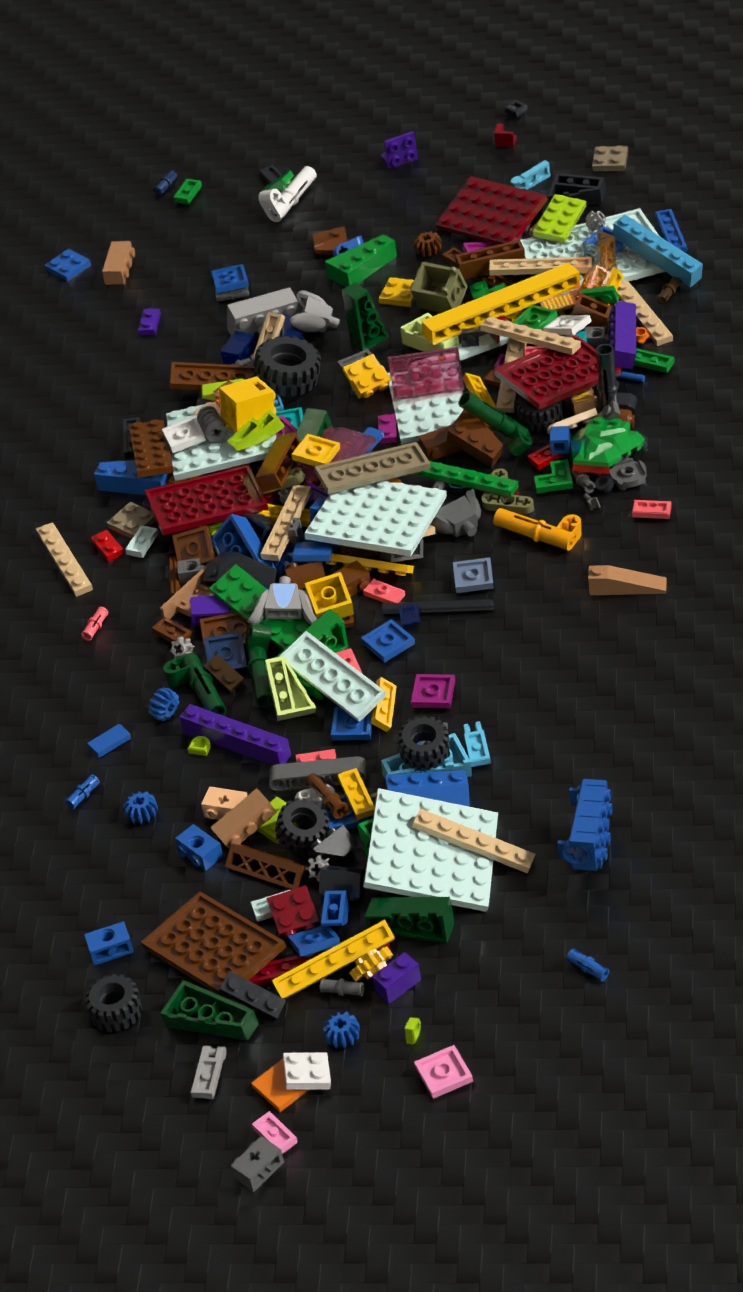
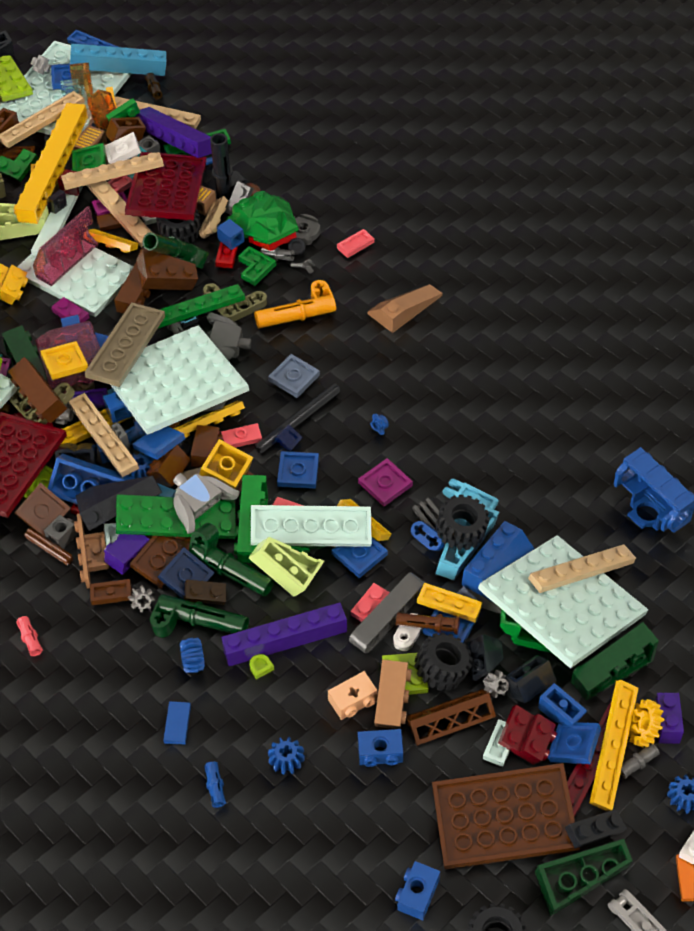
camera: 55 degrees left, 10 degrees up
(484, 648) = (379, 423): none -> blue plate

